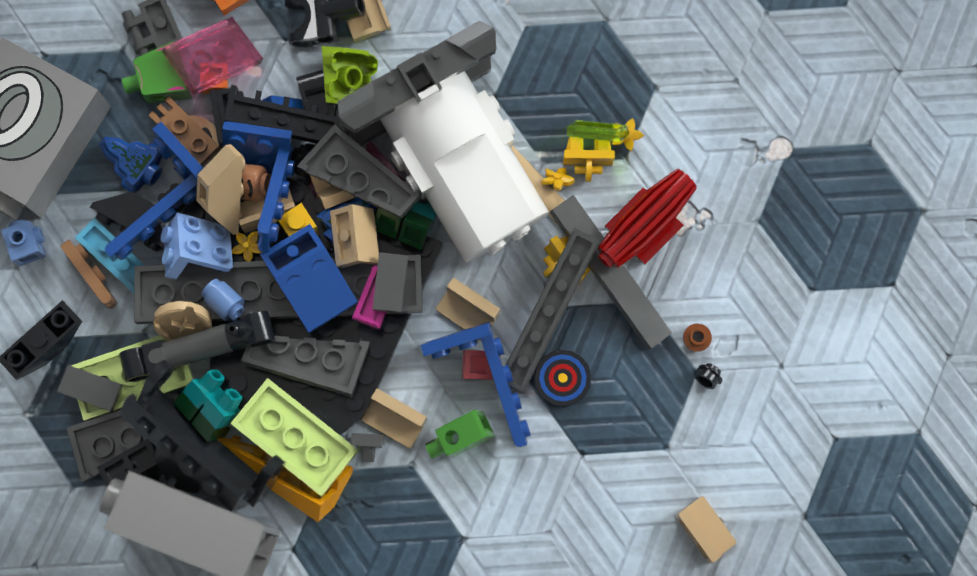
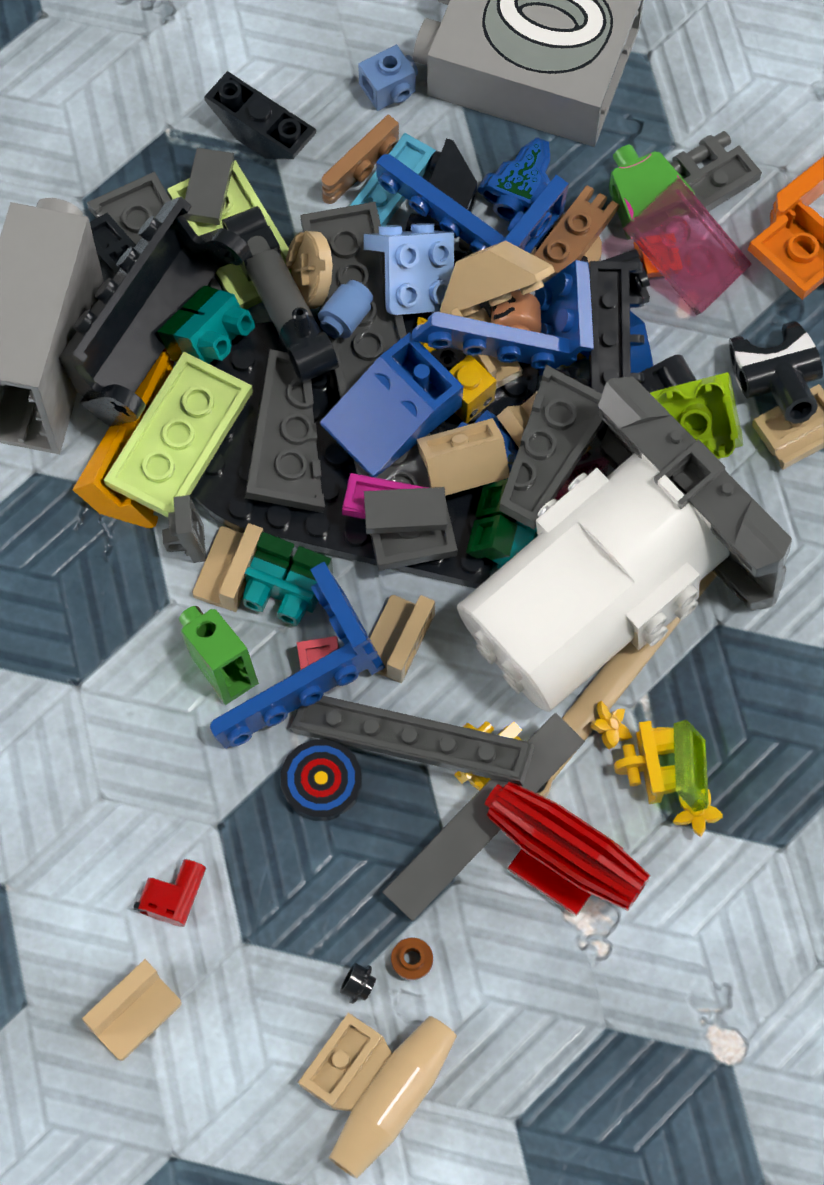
camera: 80 degrees right, 10 degrees down
(421, 370) = (284, 575): none -> teal hips
(633, 492) = (170, 901): none -> red piece
(780, 374) = (377, 1086): none -> tan plate

